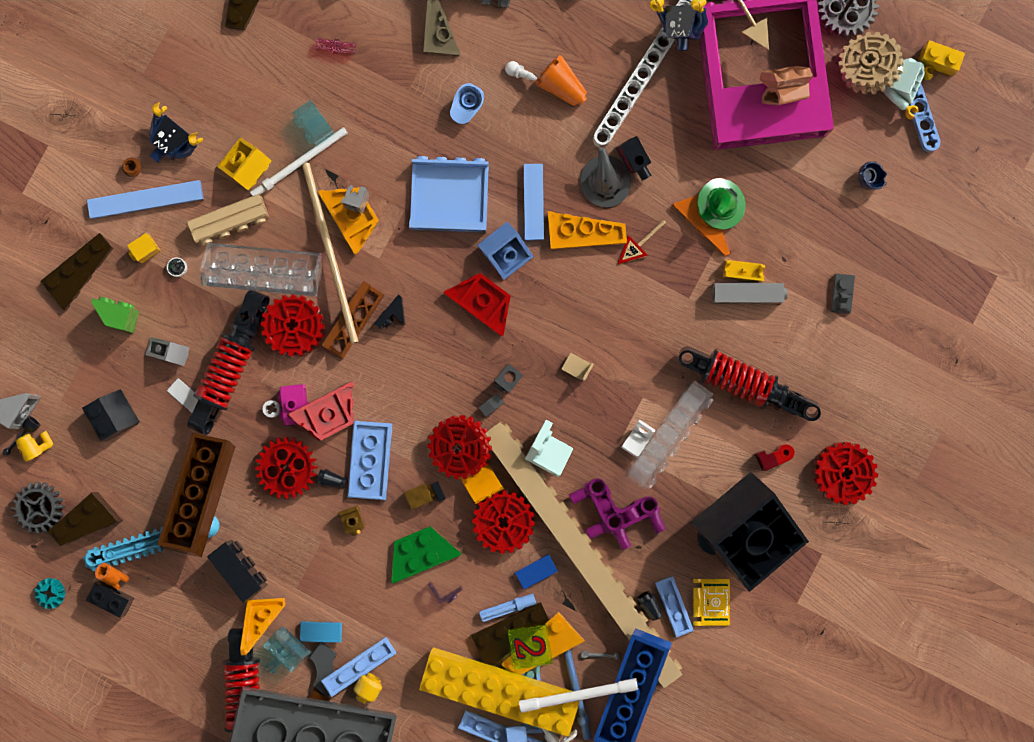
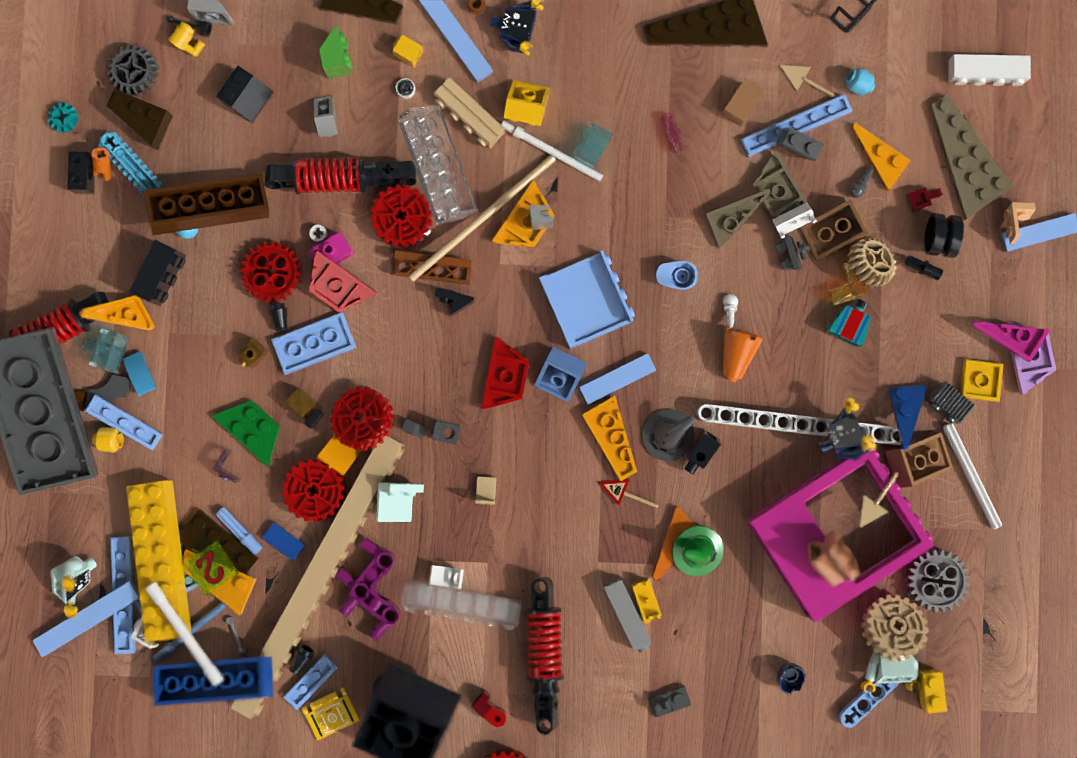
camera: 65 degrees right, 0 degrees up
(183, 394) = (294, 149): white sticker -> none

